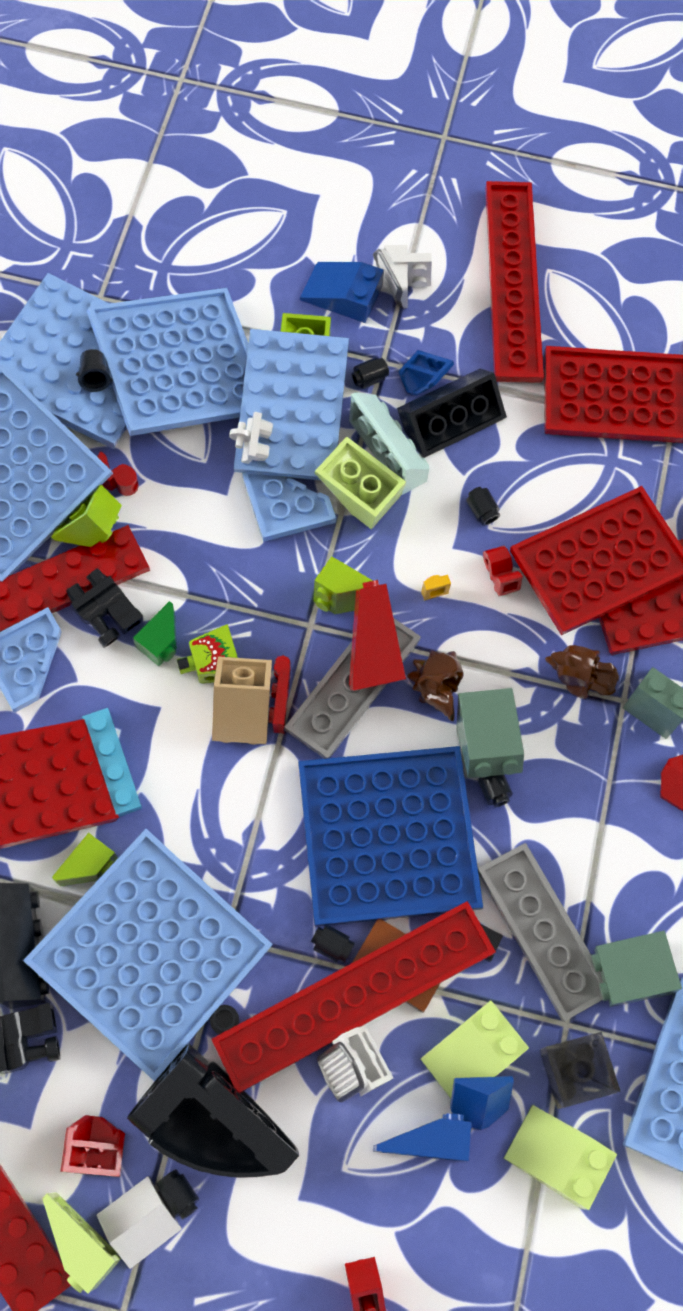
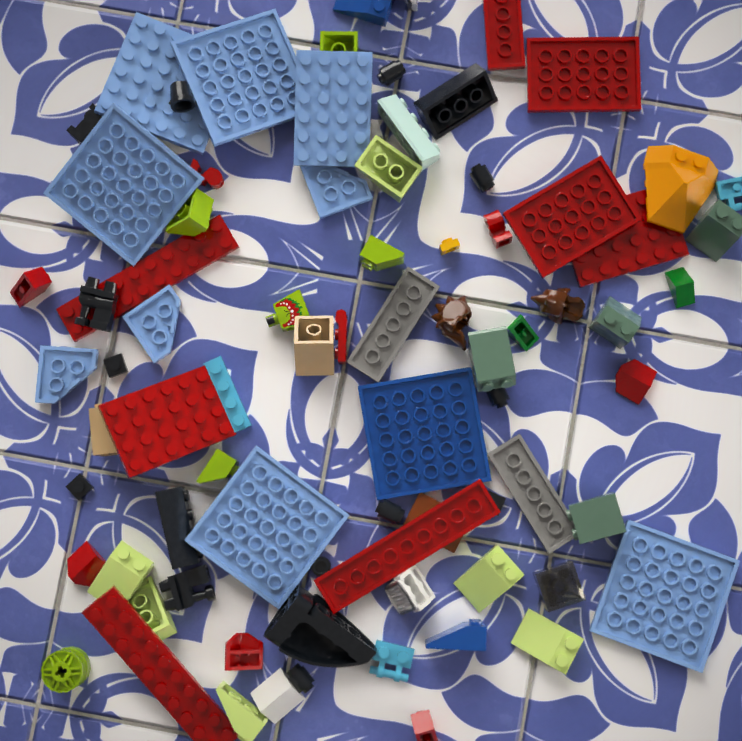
camera: 10 degrees right, 15 degrees up
(102, 600) = (207, 277): black hips -> none
(158, 636) = (251, 300): green slope -> none
(255, 428) = (301, 142): white hips -> none
(325, 1166) = (395, 655): none -> medium azure plate
(375, 642) = (406, 299): red slope -> none
(423, 372) = (432, 68): blue slope -> none
(481, 1099) = (494, 608): blue slope -> none
(532, 705) = (522, 333): none -> green slope

